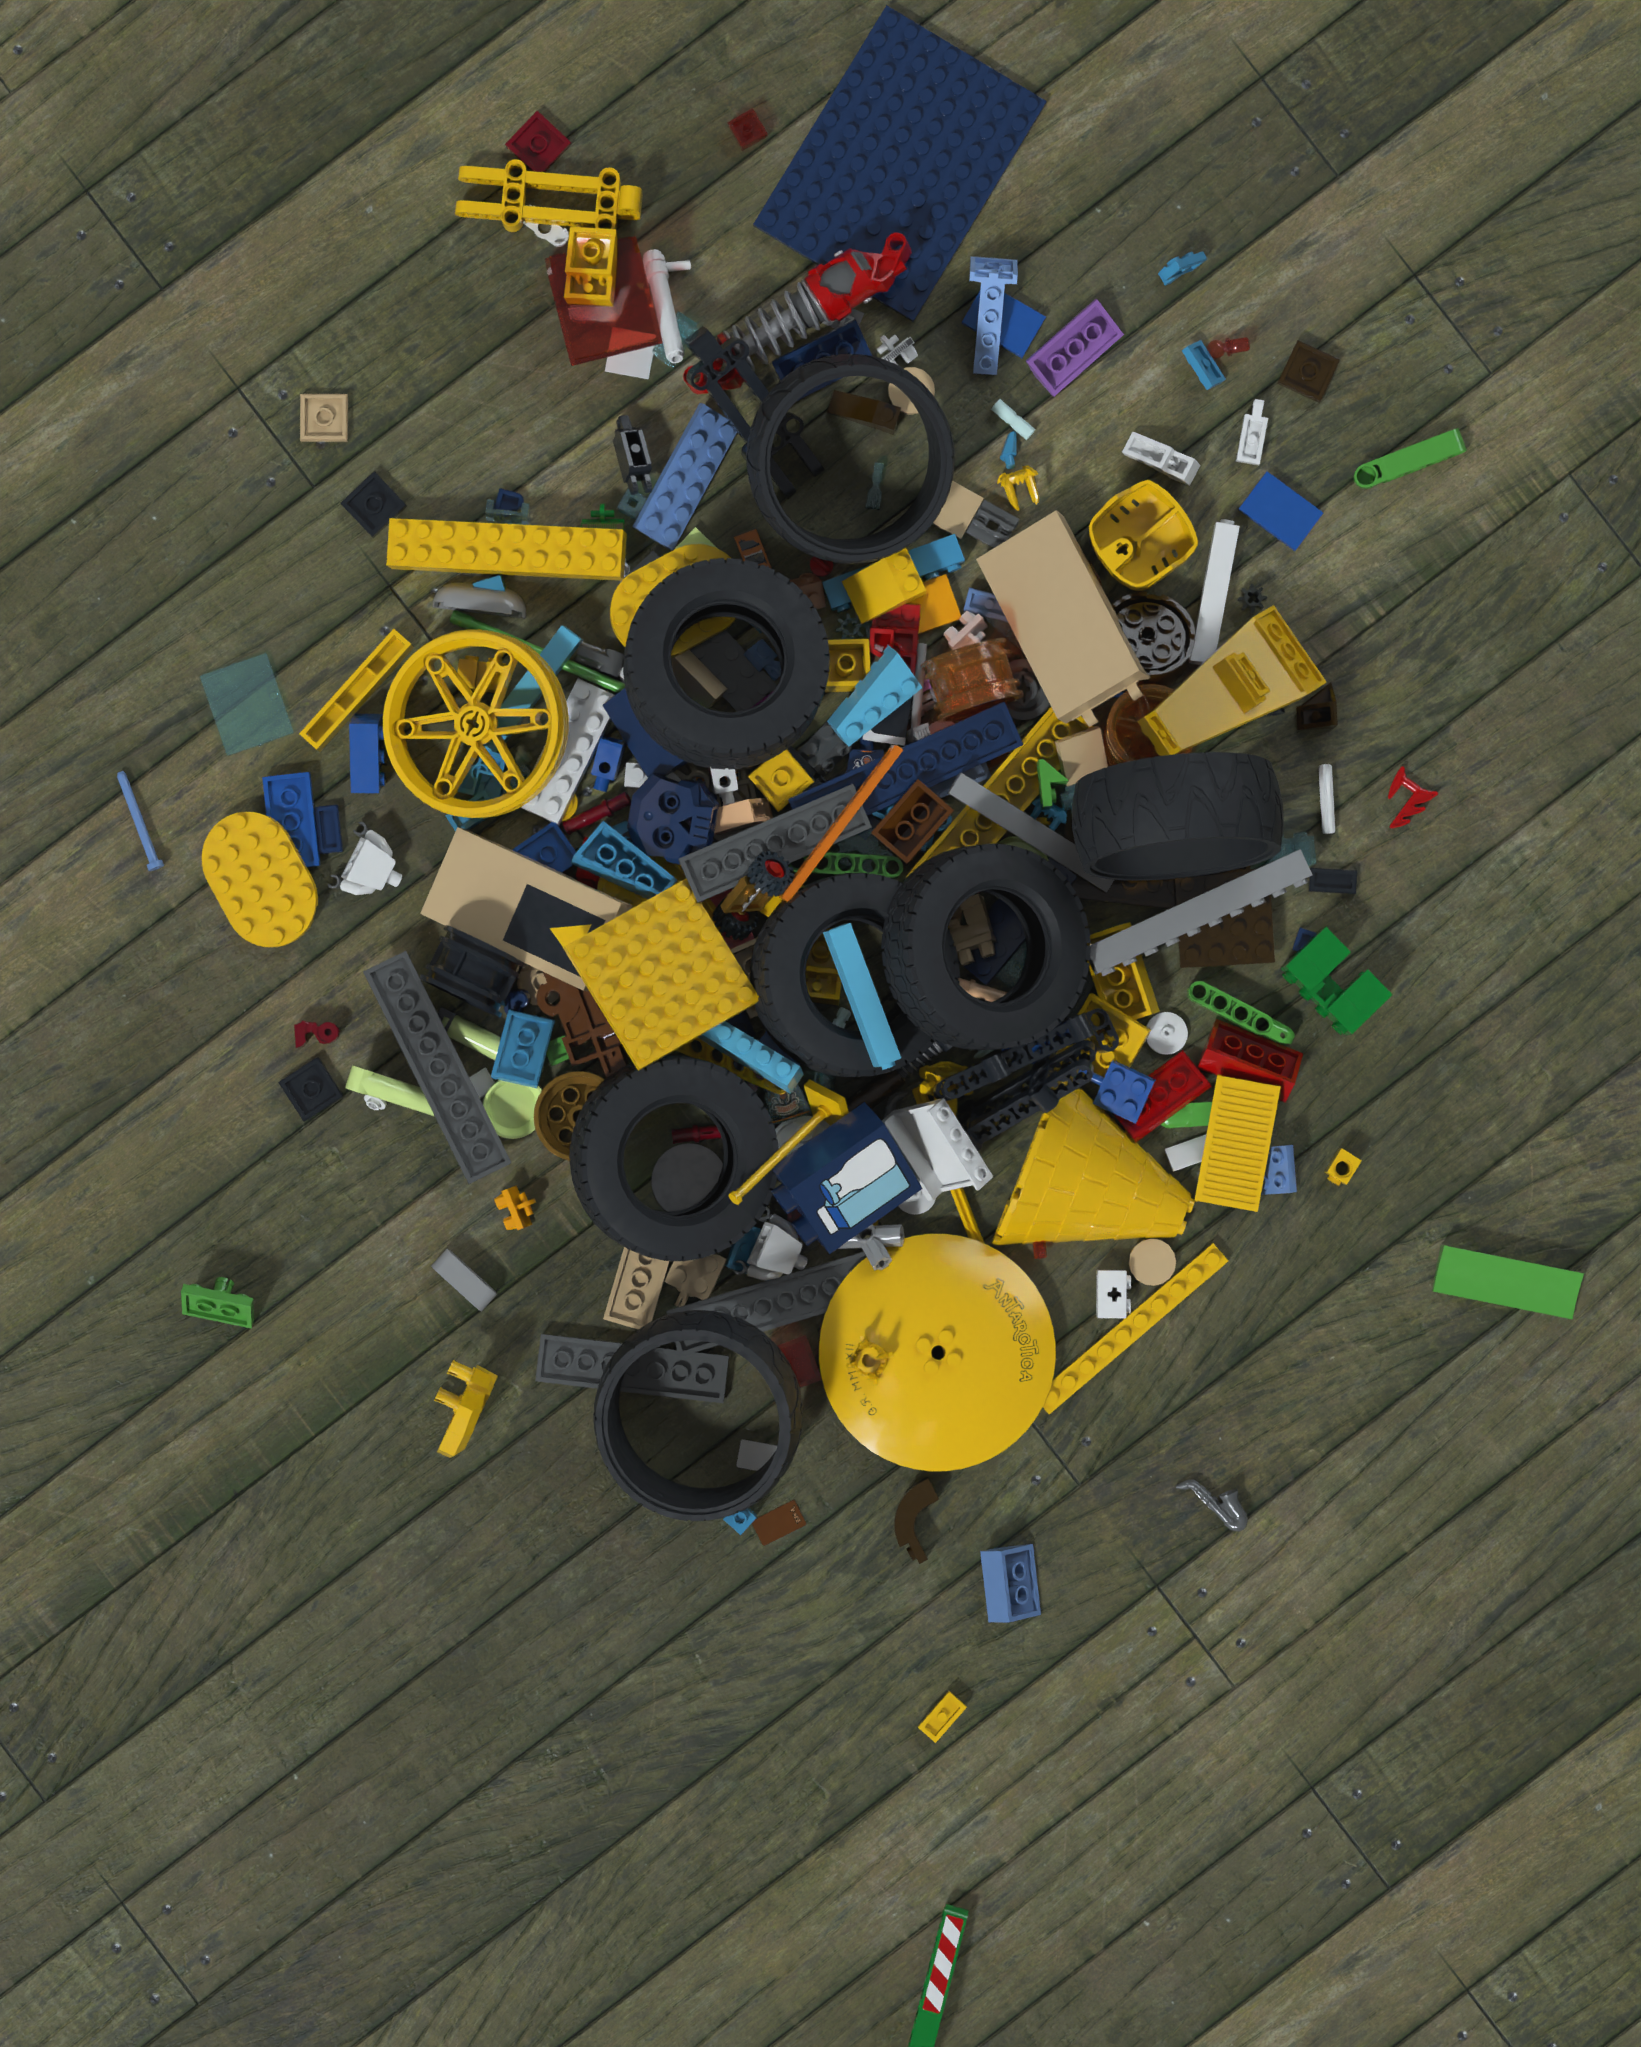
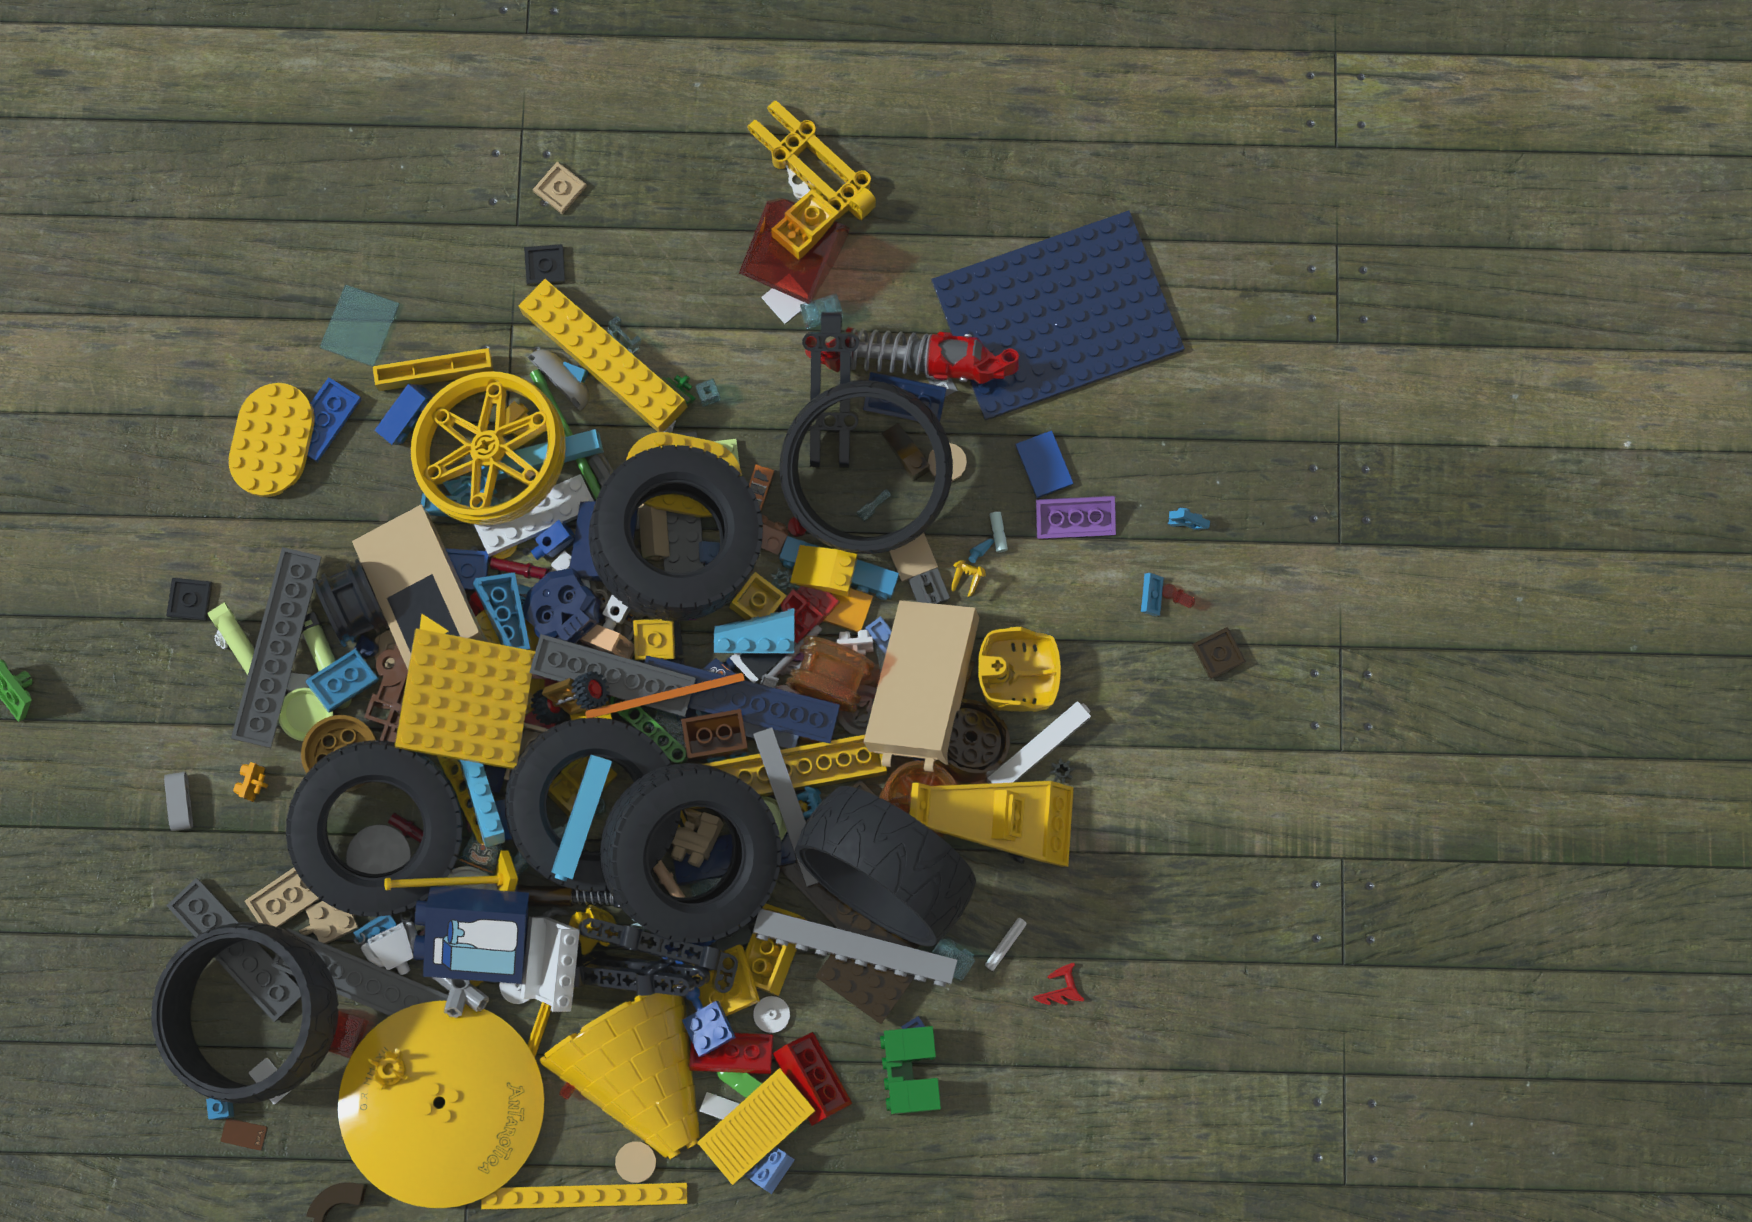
camera: 35 degrees right, 10 degrees down
(154, 863) = (215, 377): medium blue bar -> none
(325, 1033) = (227, 569): dark red leg -> none
(328, 829) = (342, 443): dark blue tile -> none
(368, 866) = (346, 486): white torso -> none
(465, 1407) = (103, 883): yellow brick -> none
(509, 501) = (631, 329): dark blue tile -> none
(538, 143) = (836, 125): dark red tile -> none
(556, 1051) = (362, 701): bright green plate -> none
(632, 455) = (732, 361): black hinge -> none
(657, 277) = (842, 262): white cylinder -> none
(685, 477) = (755, 401): medium blue plate -> none
(747, 129) = (976, 218): clear red piece -> none
(824, 750) = (699, 647): dark grey bracket -> none
(904, 348) = (964, 431): white hips -> none
(993, 275) = (1056, 428): light blue bracket -> none
(1048, 777) = (827, 777): bright green slope -> none
(1081, 754) = (865, 776): tan tile -> none
(1104, 1305) = (579, 1165): white brick -> none
(1161, 458) = (1075, 632): white slope -> none
(1252, 435) = (1147, 665): white plate -> none
(1273, 1028) = (842, 1070): bright green piece -> none
(1280, 511) = (1127, 729): blue tile -> none
(1318, 711) = (1046, 881): dark brown slope -> none
(1333, 881) = (965, 1002): black tile -> none
(1352, 1164) = (824, 1202): yellow brick -> none
(1410, 459) = (1241, 763): bright green piece -> none

